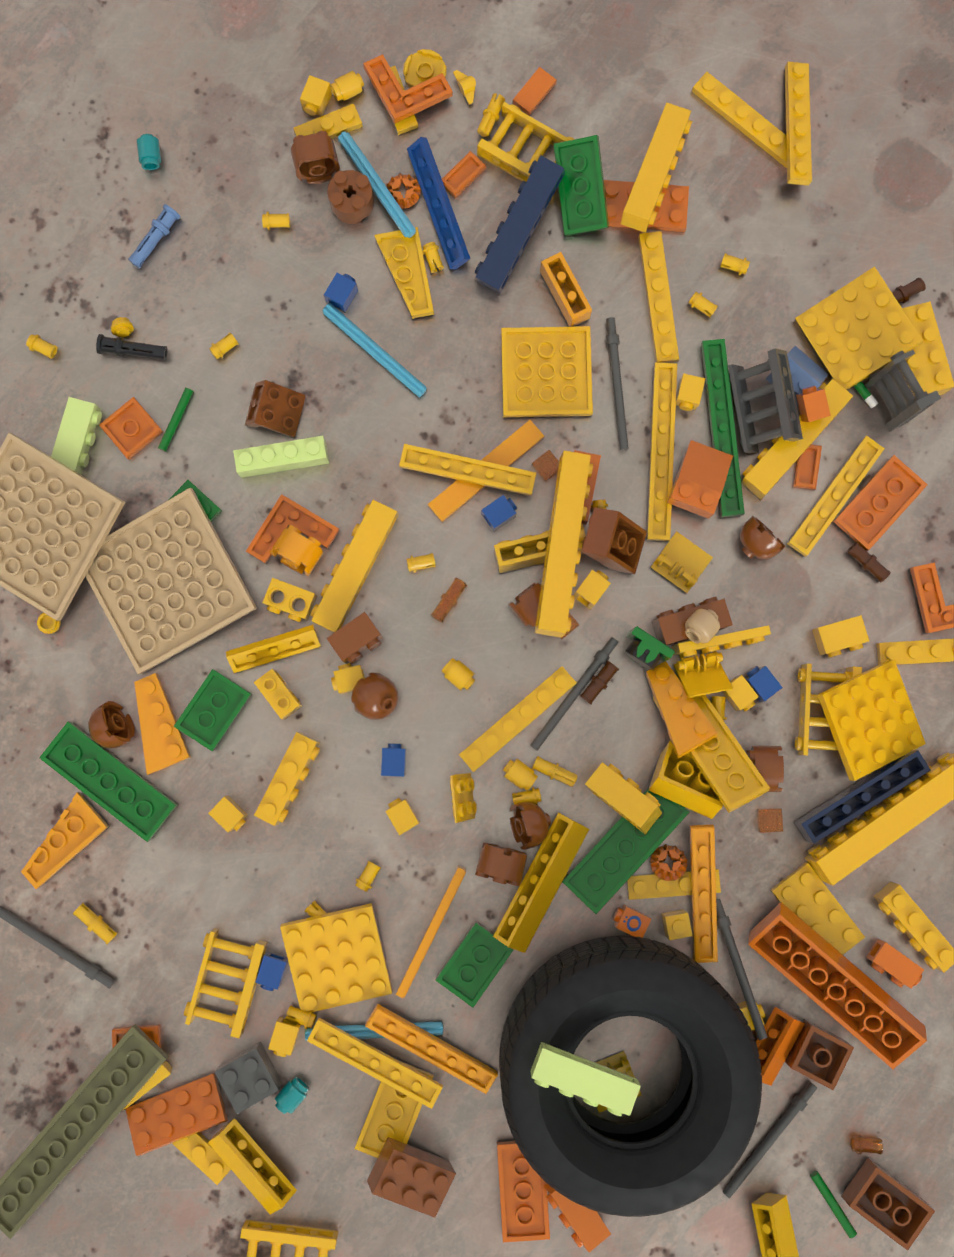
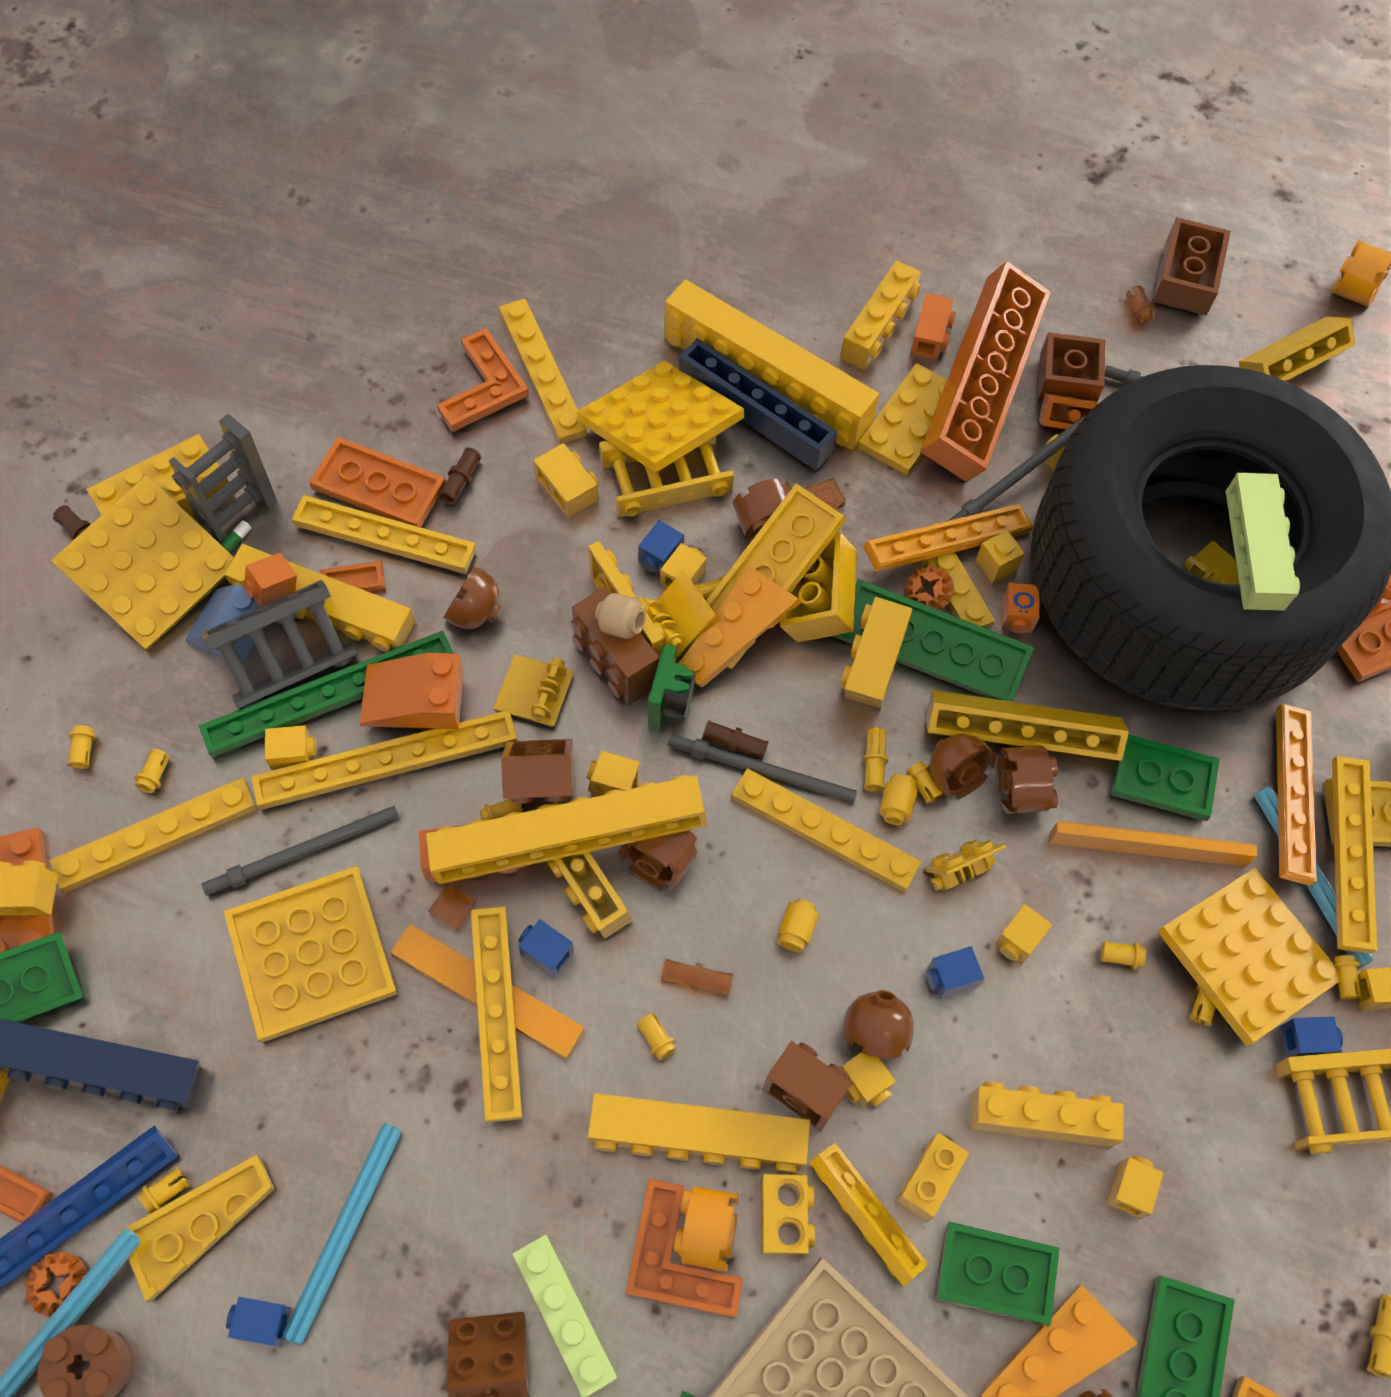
camera: 110 degrees left, 20 degrees down
(565, 289) = (174, 962): light orange brick -> none
(833, 1204) = (1219, 320): green bar -> none

